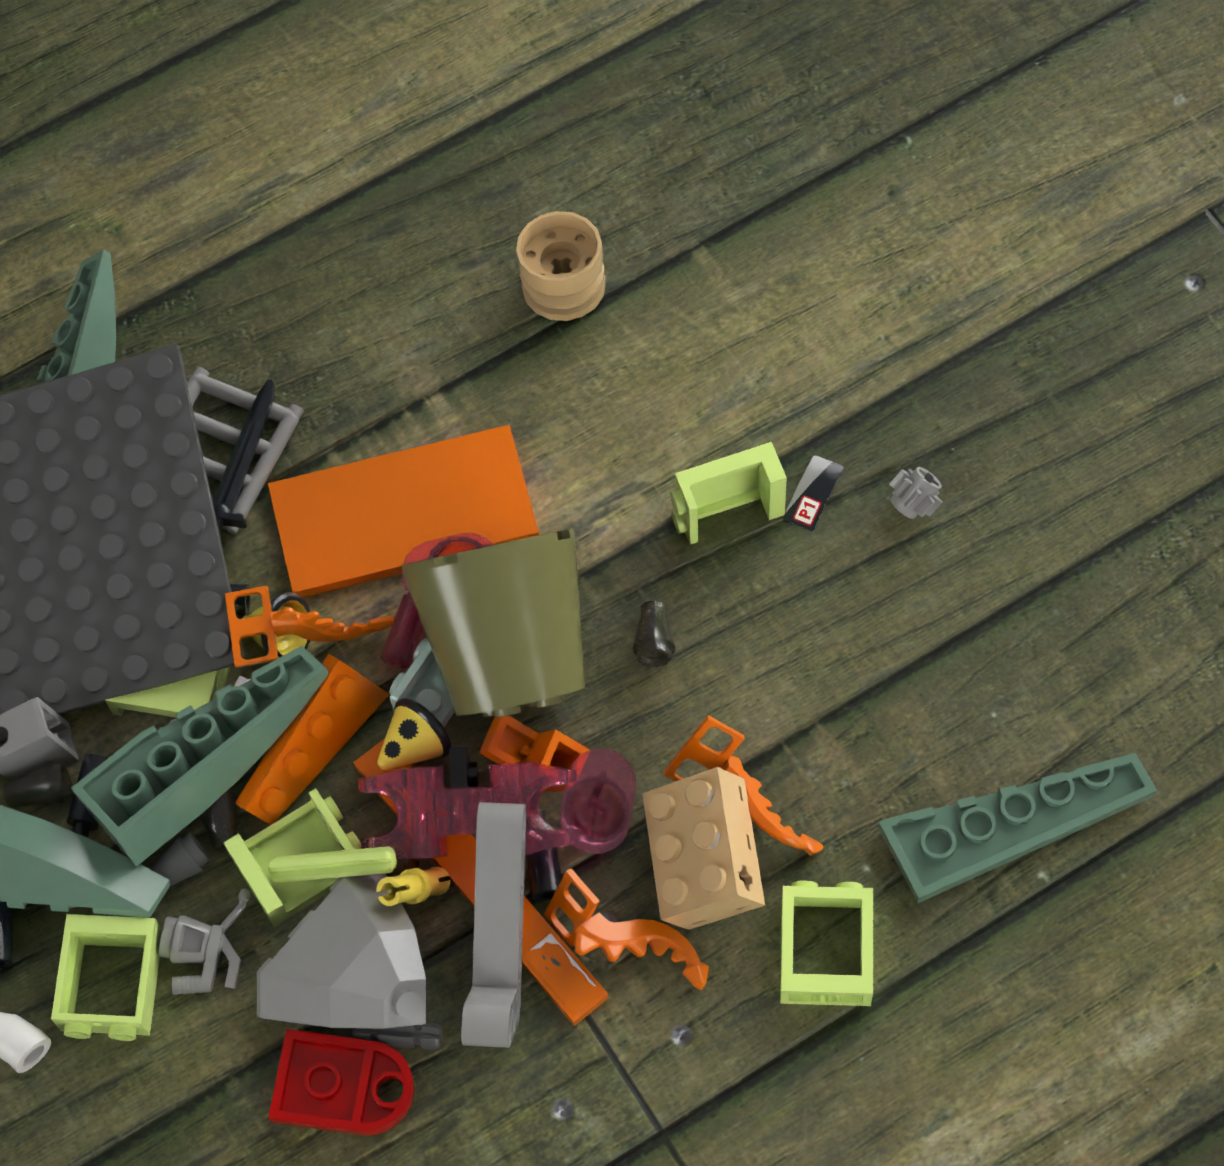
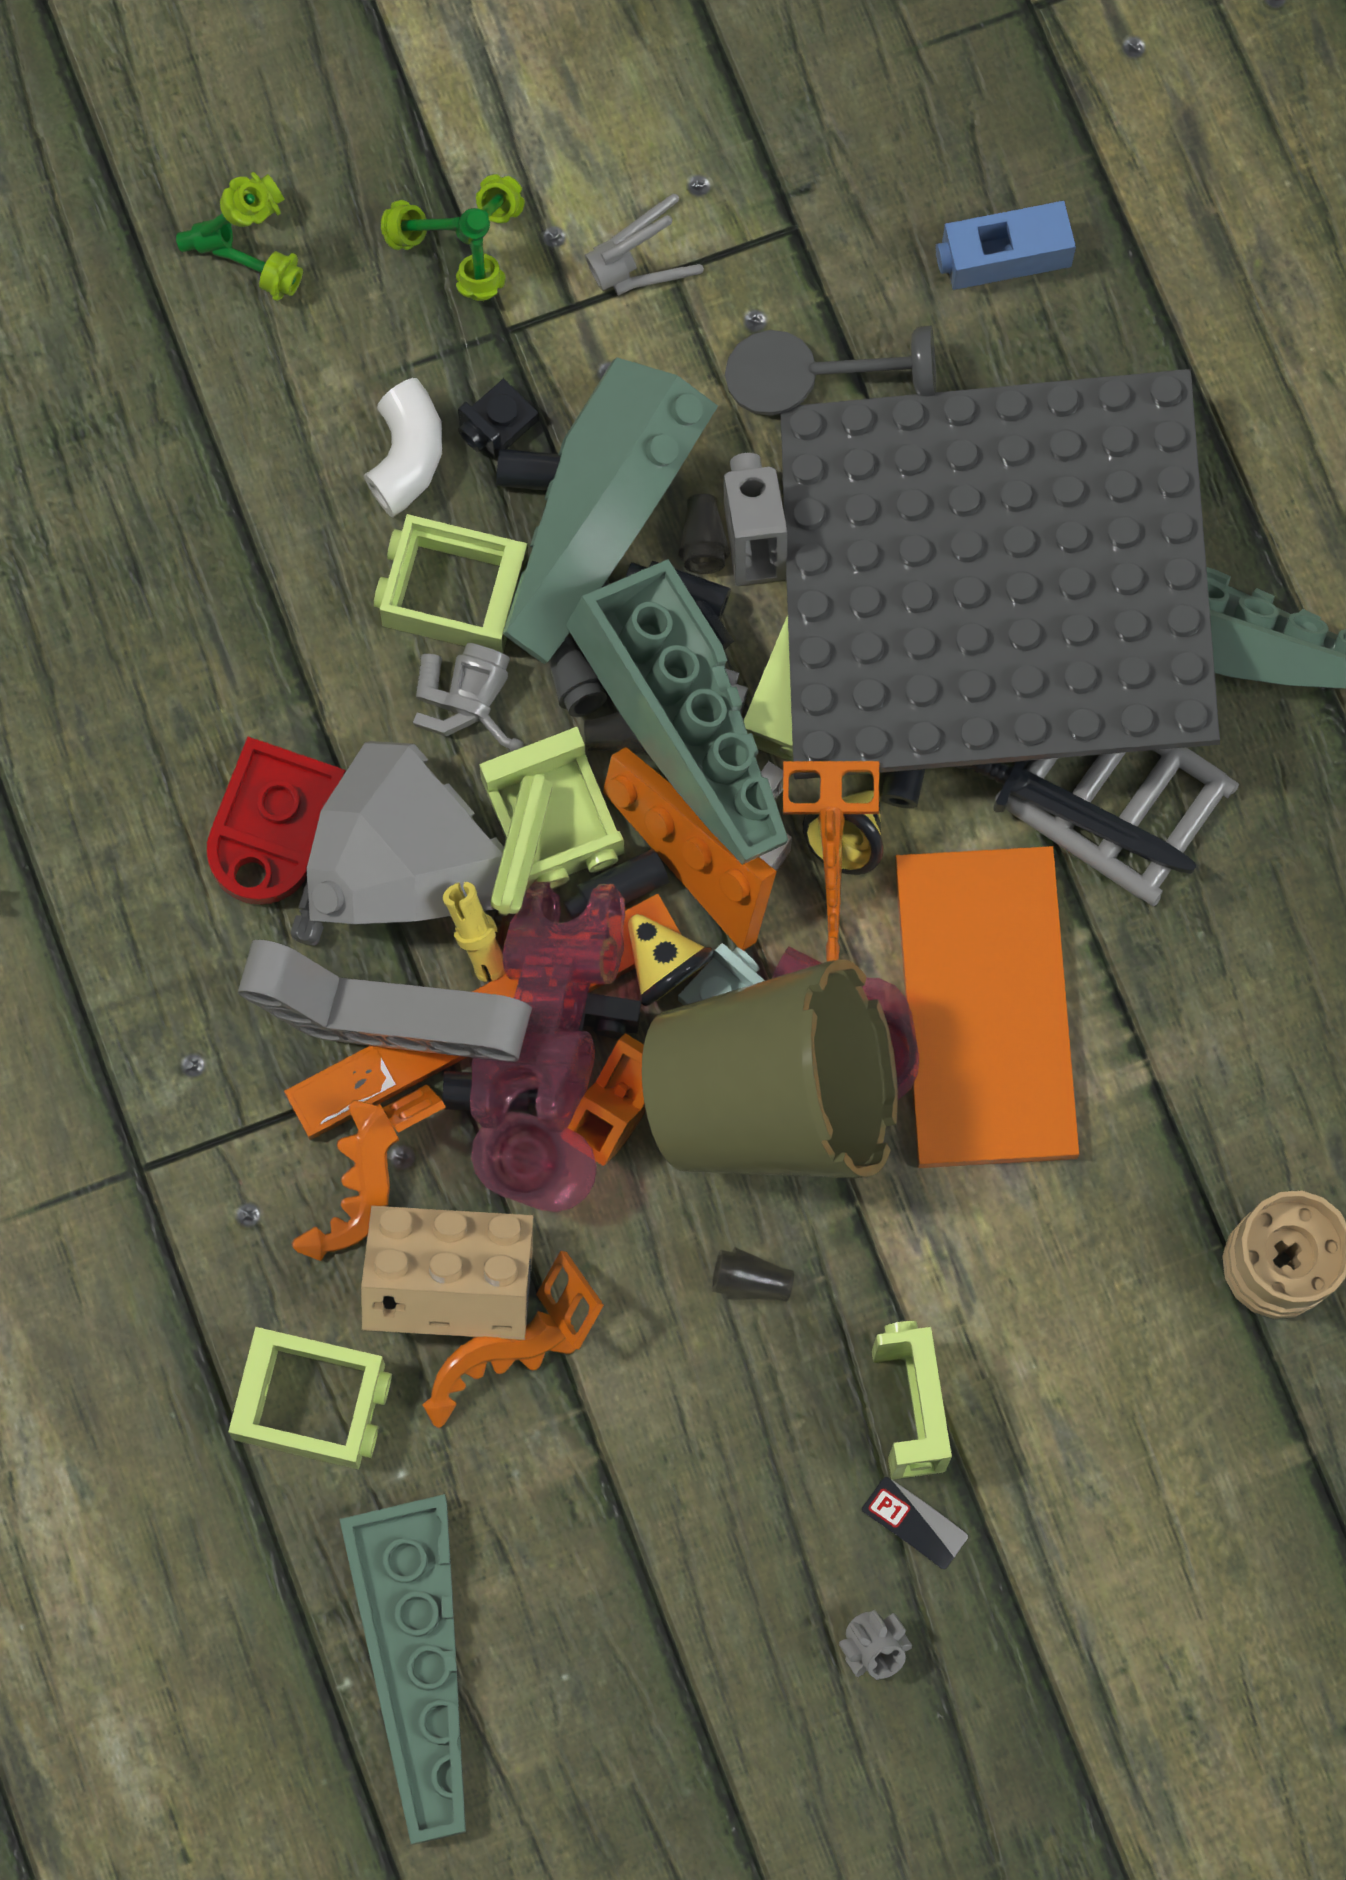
camera: 95 degrees right, 10 degrees up
(343, 786) = (631, 879): none -> black cylinder

